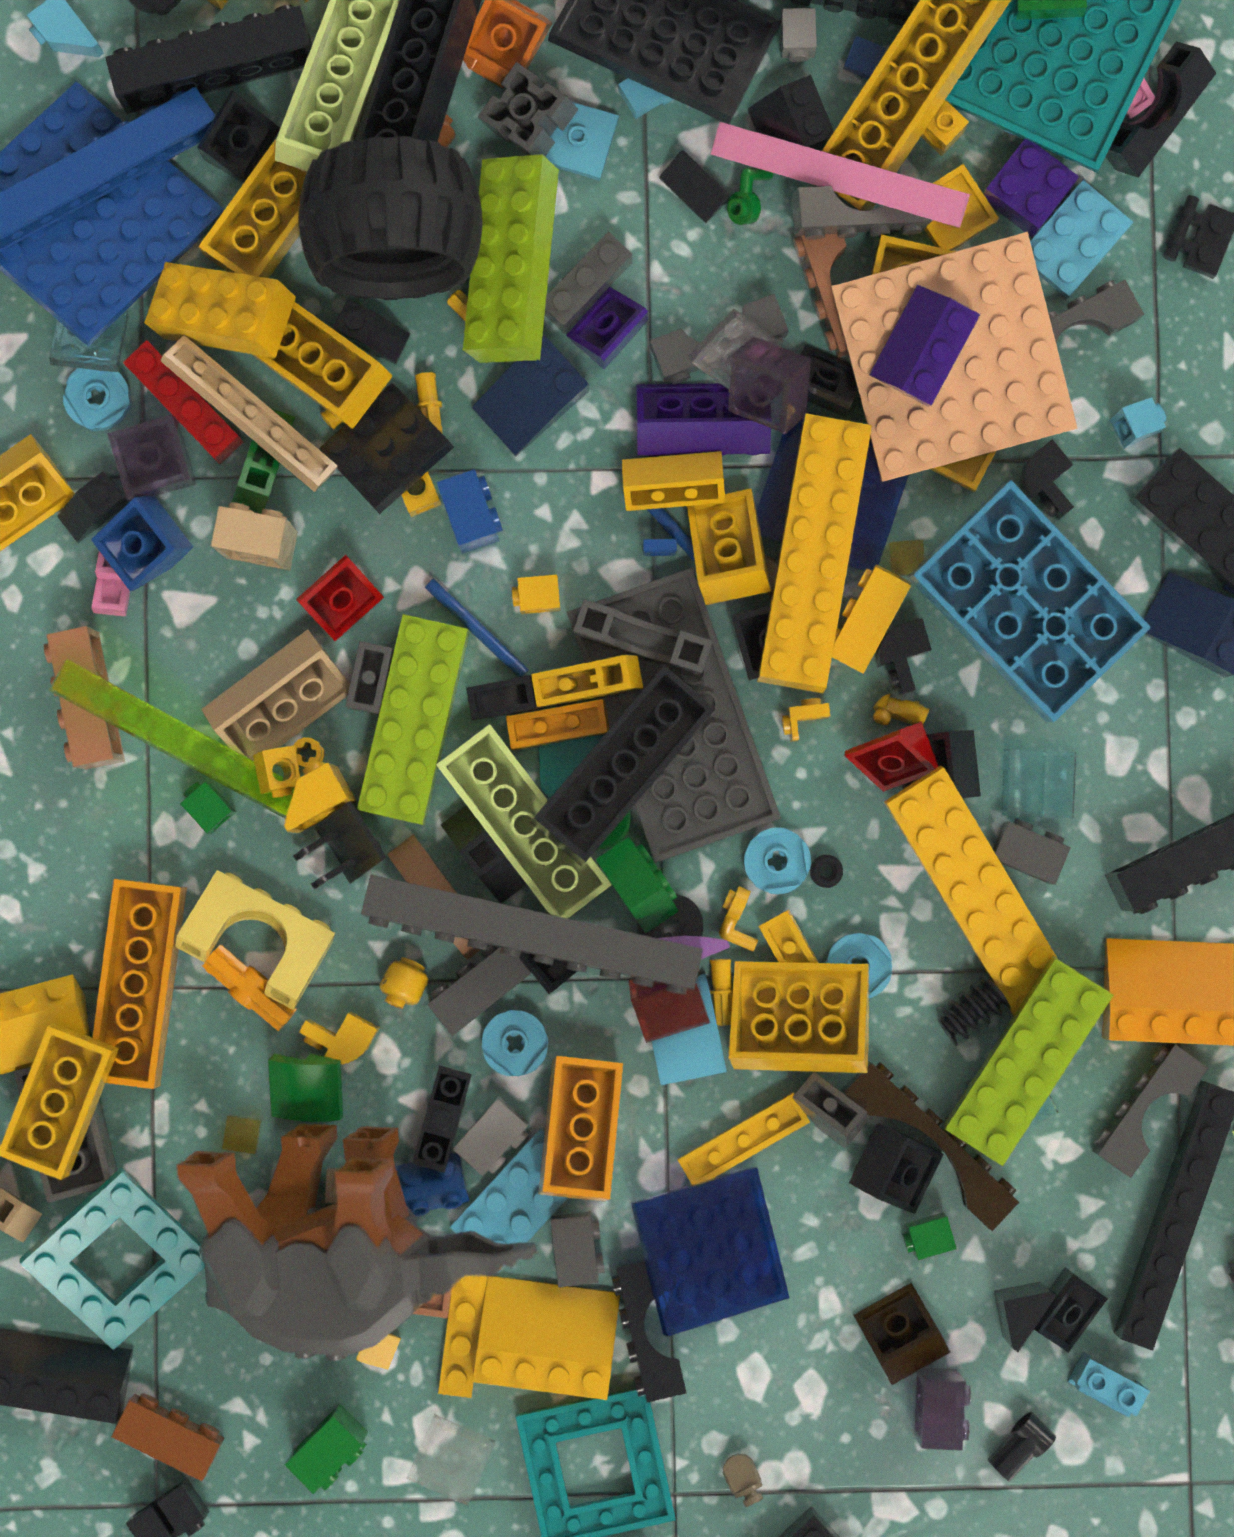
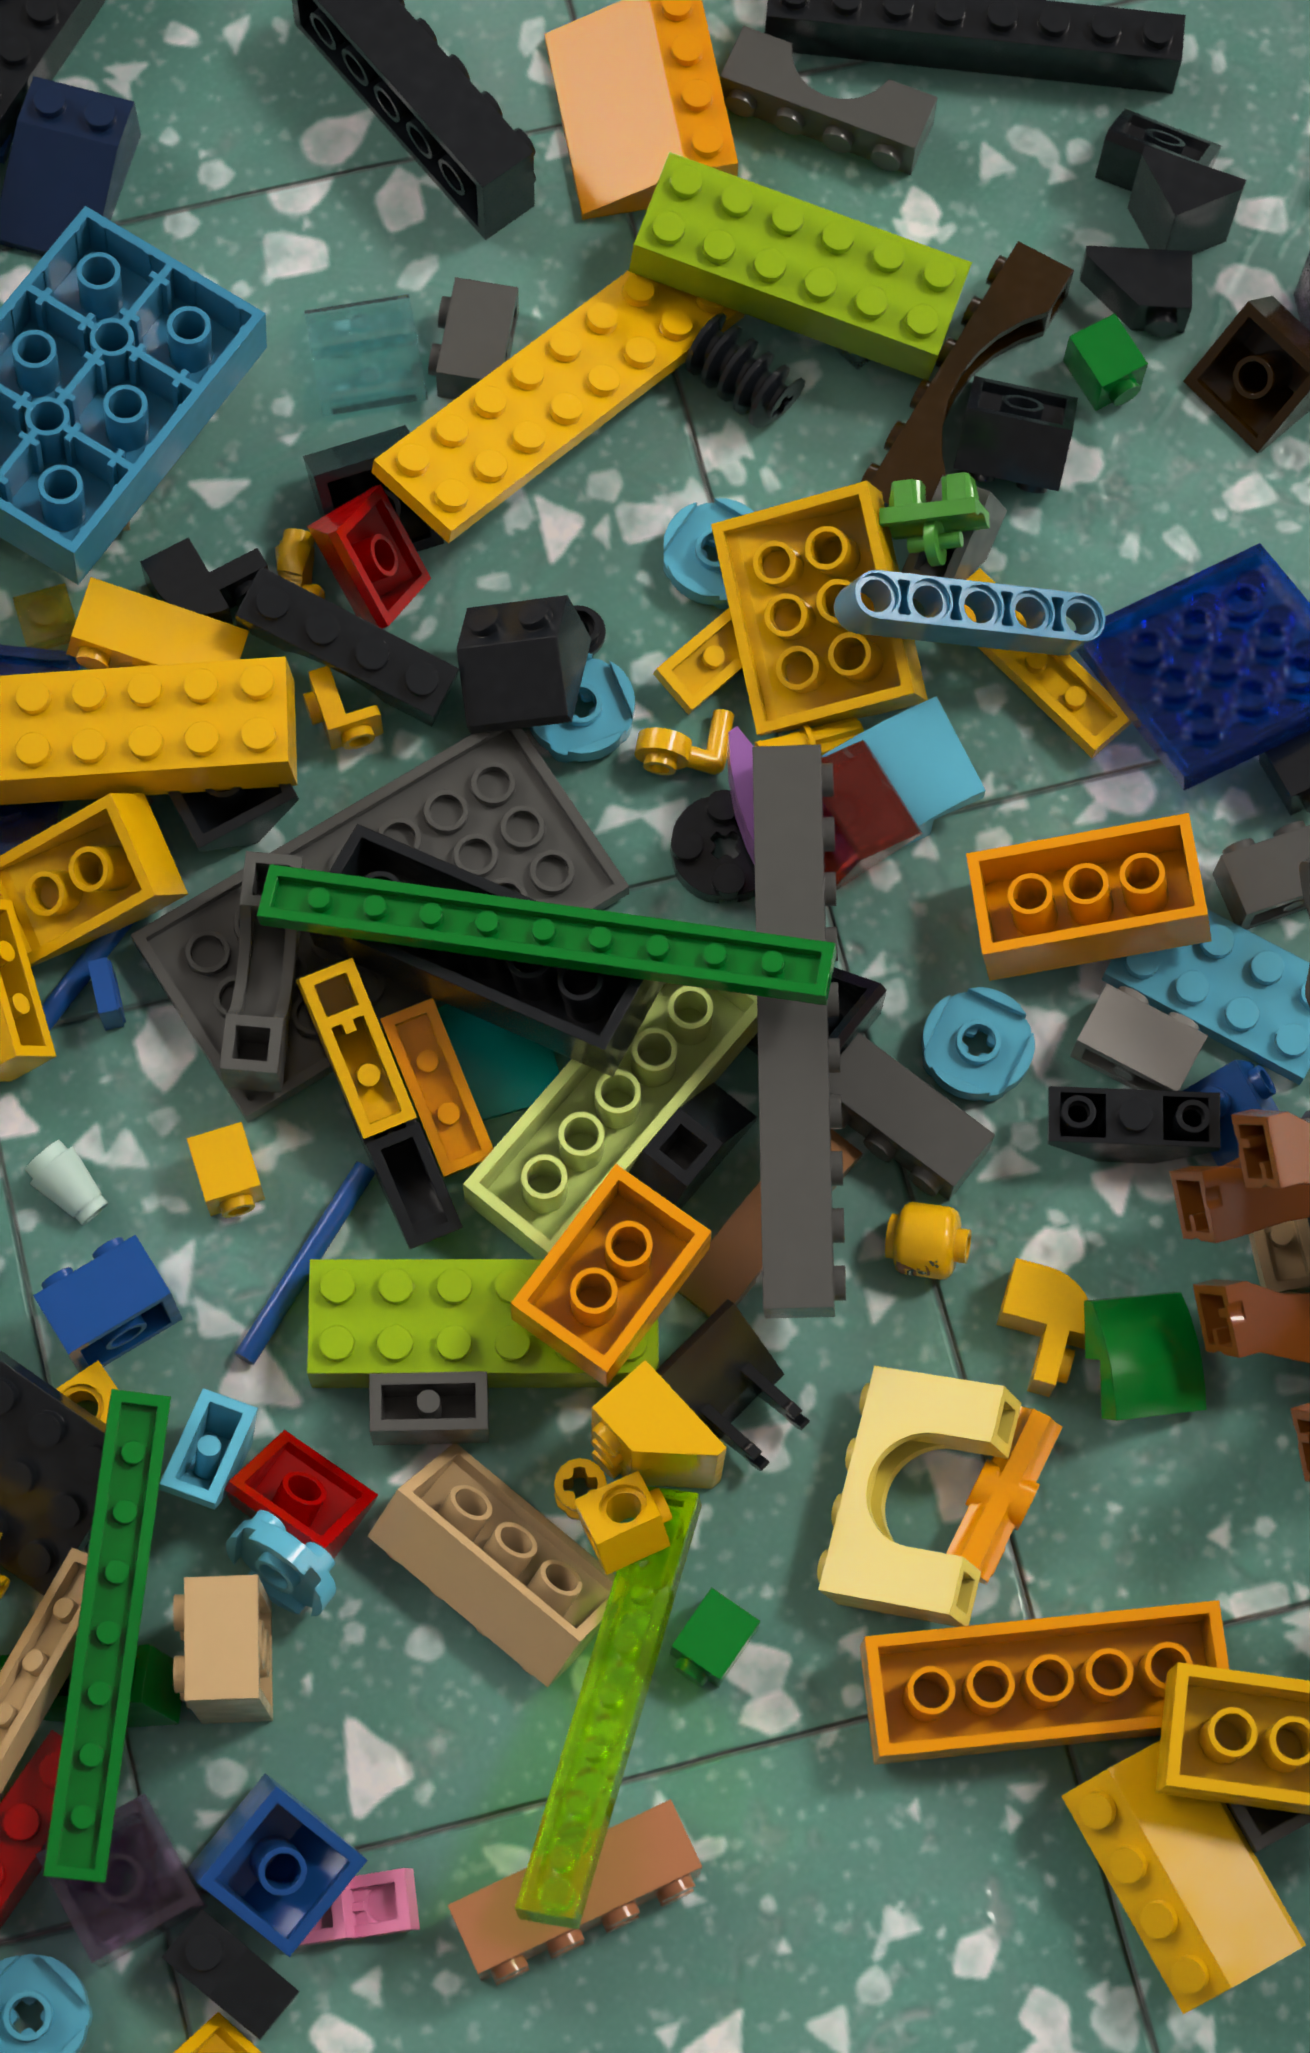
camera: 105 degrees left, 15 degrees down
(242, 1134) = (1249, 1453): clear yellow plate -> none
(275, 474) = (107, 1637): none -> green plate
(299, 577) = (289, 1570): none -> medium azure plate
(369, 550) = (210, 1449): none -> medium azure slope
(407, 792) = (610, 1275): none -> light orange brick
(553, 503) = (66, 1182): none -> light aqua cone
(609, 800) = (548, 934): none -> green plate
(639, 883) = (677, 879): green brick -> none
(766, 1118) = (948, 622): none -> dark azure beam
(803, 829) = (521, 663): none -> black slope
(837, 728) = (356, 648): none -> black arch
(837, 1114) = (936, 524): none -> bright green hips
(976, 1274) = (1142, 286): none -> black slope
(1108, 1386) = (1254, 74): medium azure window -> none

